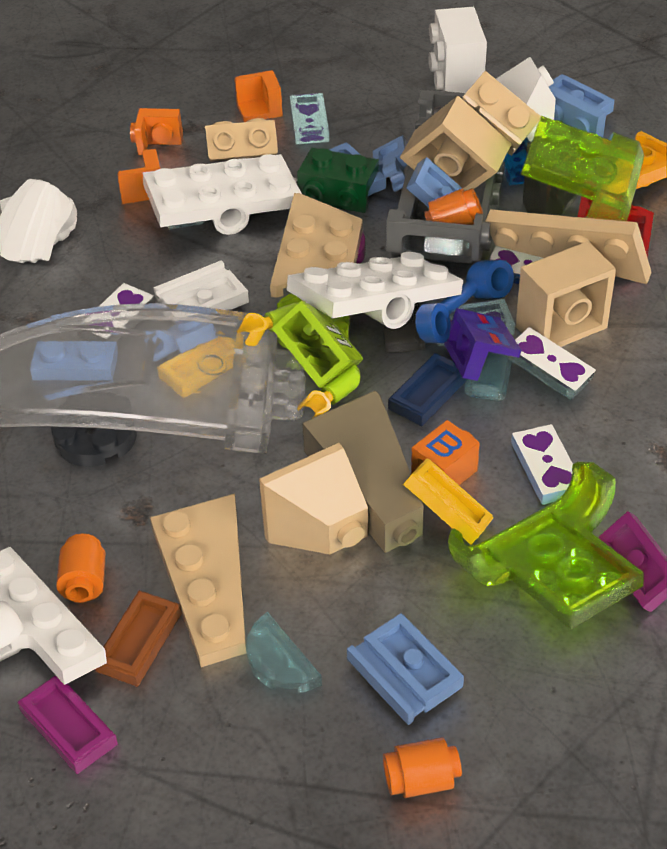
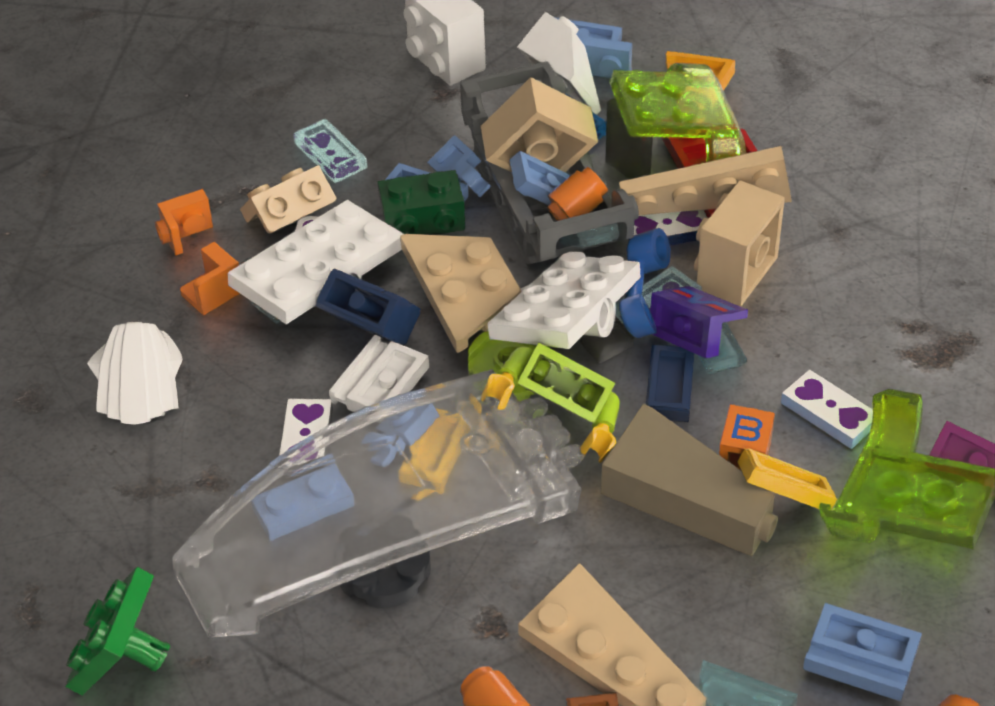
camera: 30 degrees left, 0 degrees up
(229, 238) = (368, 307): none -> dark blue brick
(258, 96) = (264, 145): orange panel -> none
(314, 504) = (679, 538): tan slope -> none
(502, 109) = (566, 74): tan brick -> none
(552, 364) = (768, 312): tile -> none

